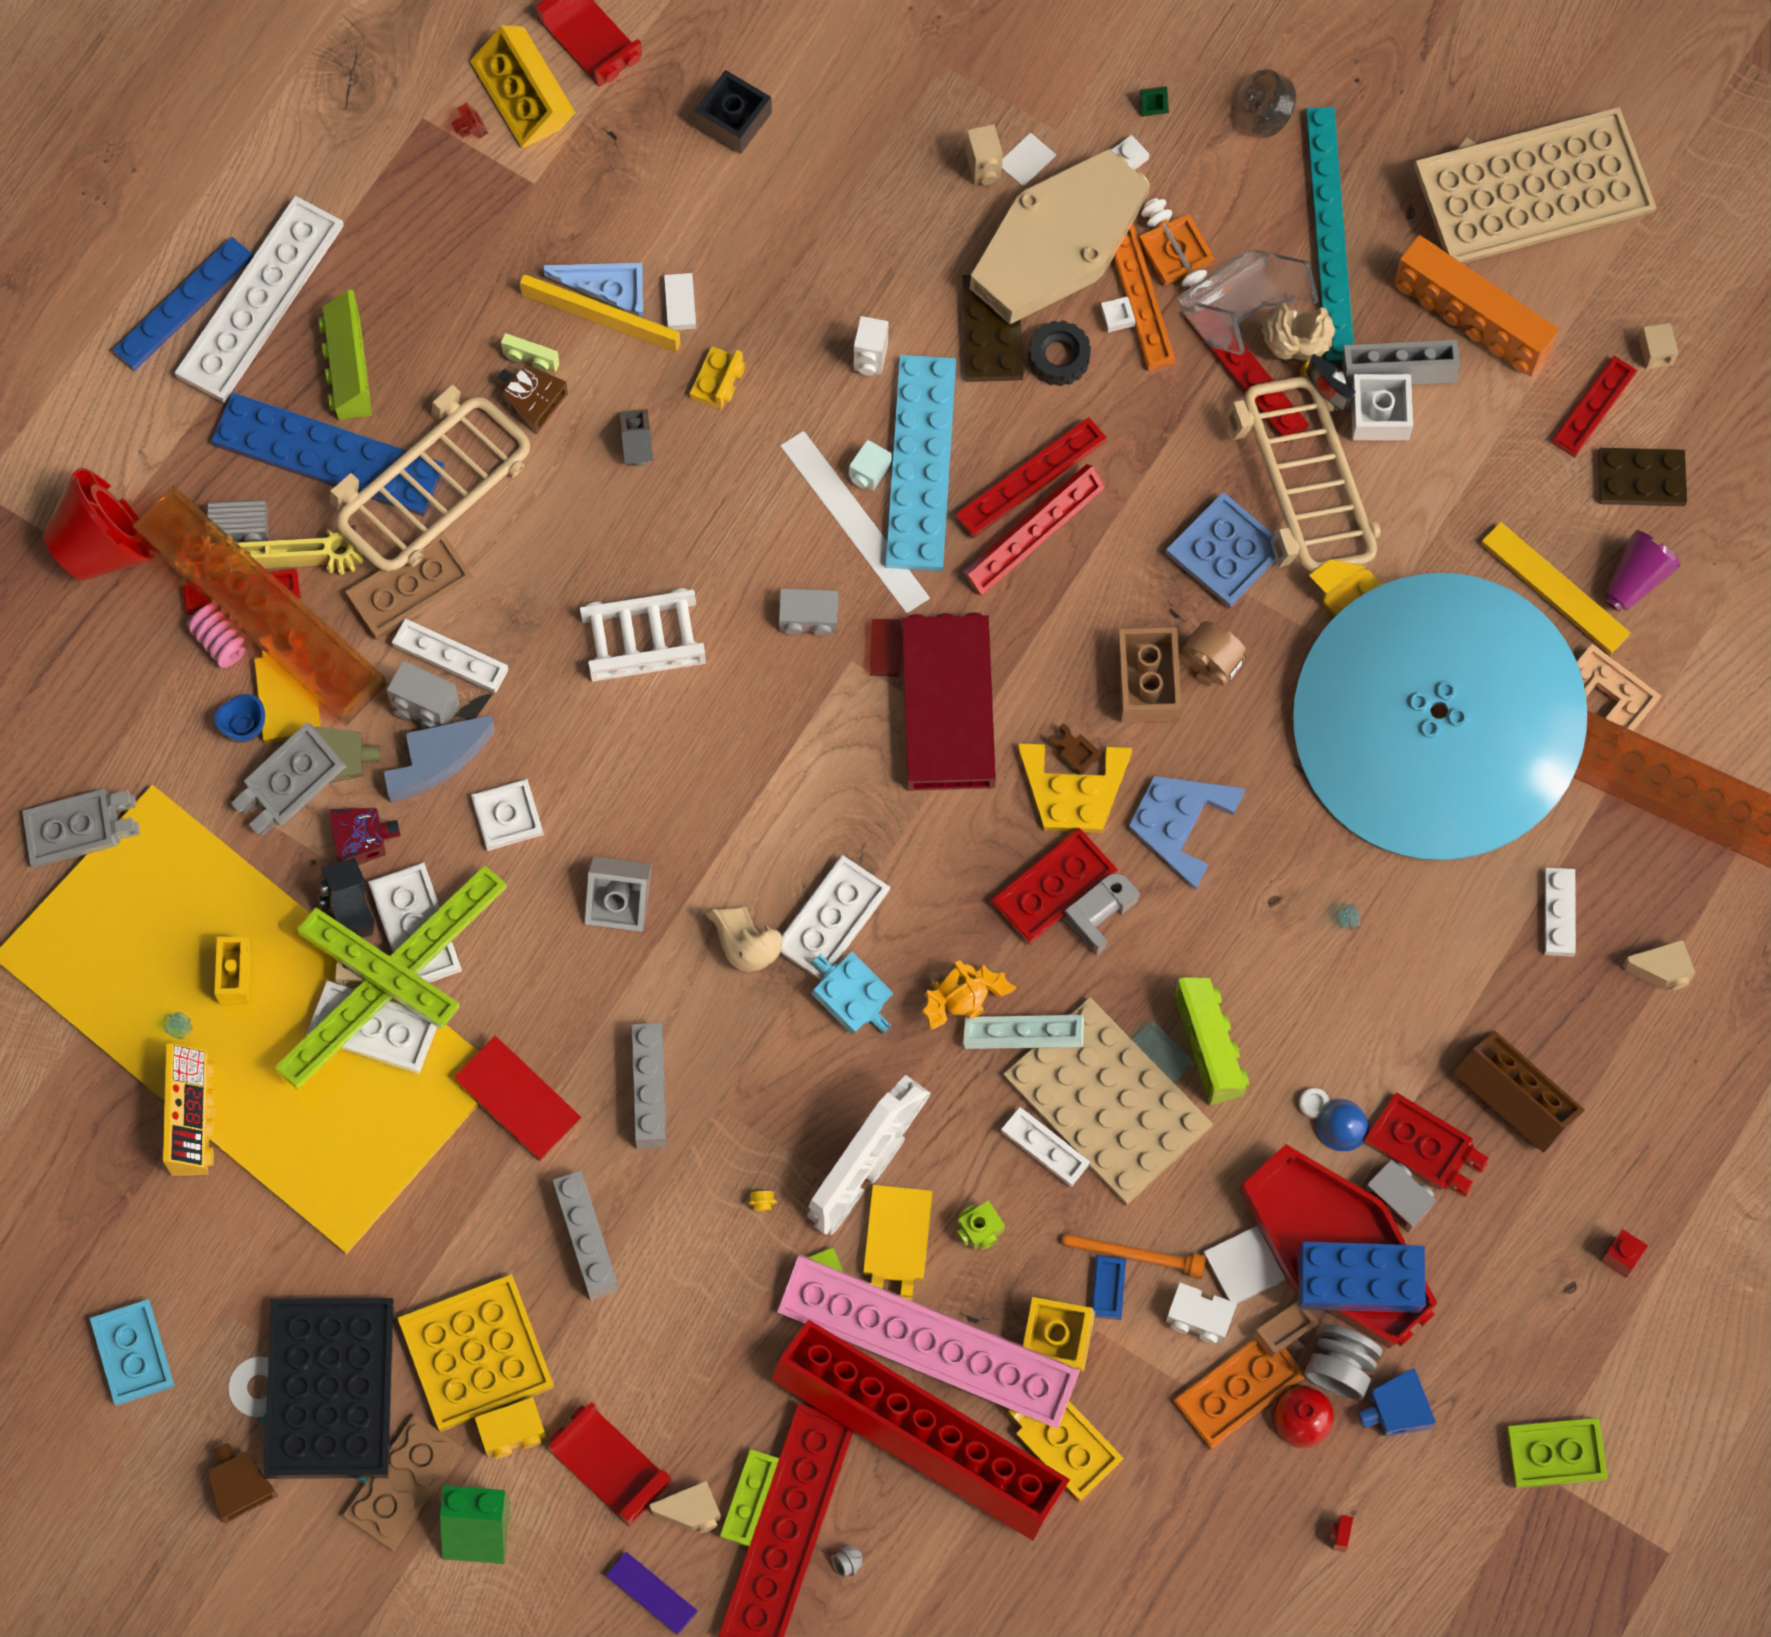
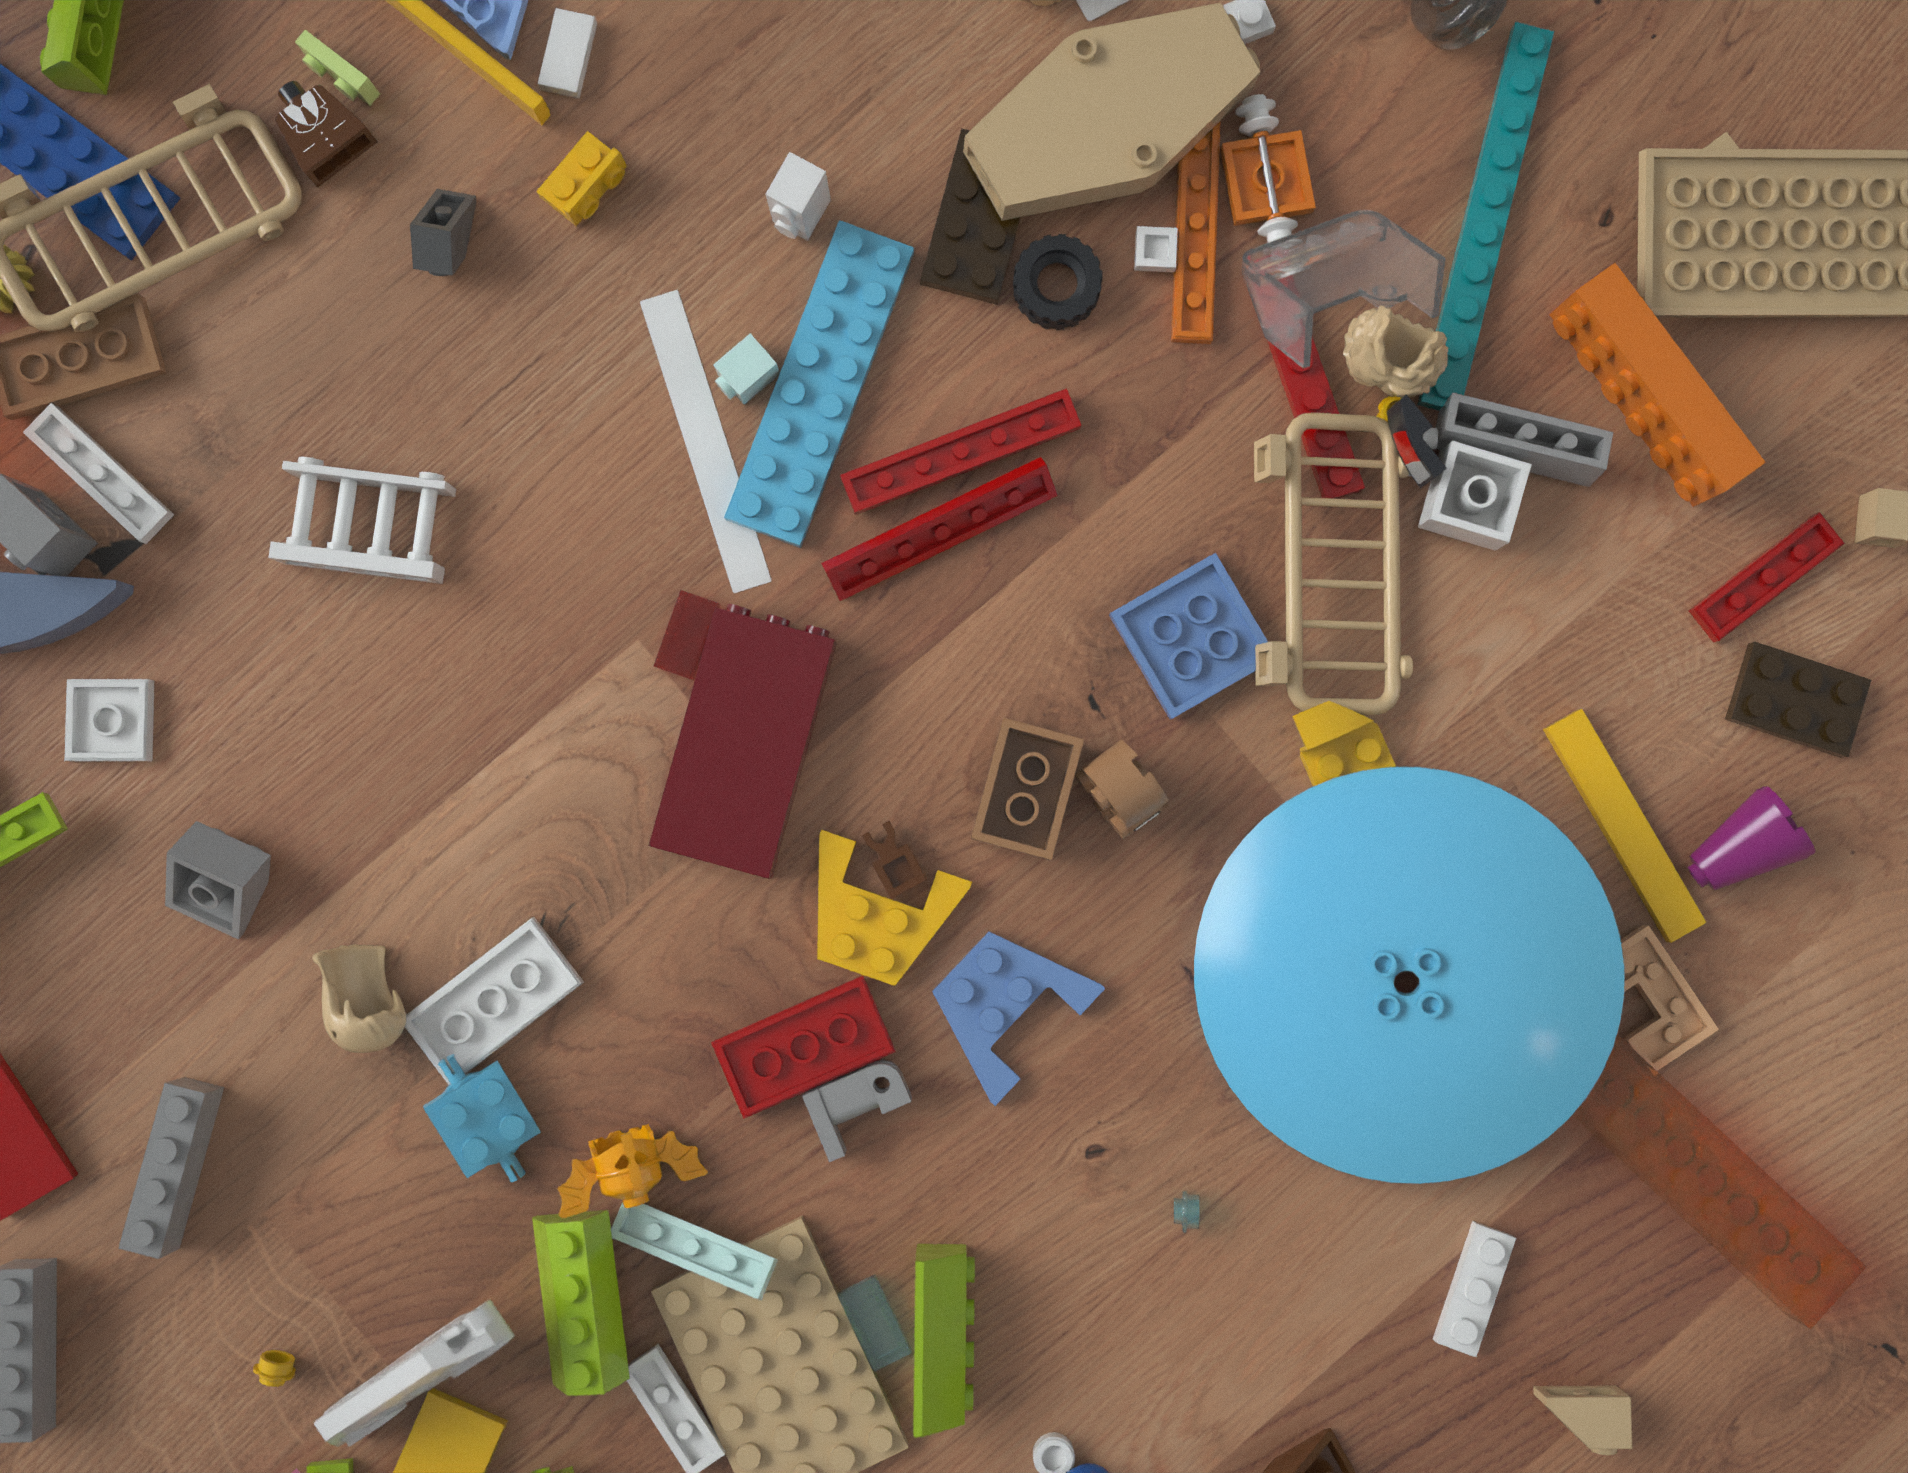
camera: 15 degrees right, 15 degrees up
(808, 611) = (596, 555): light grey brick -> none
(956, 1089) = (581, 1302): none -> lime slope

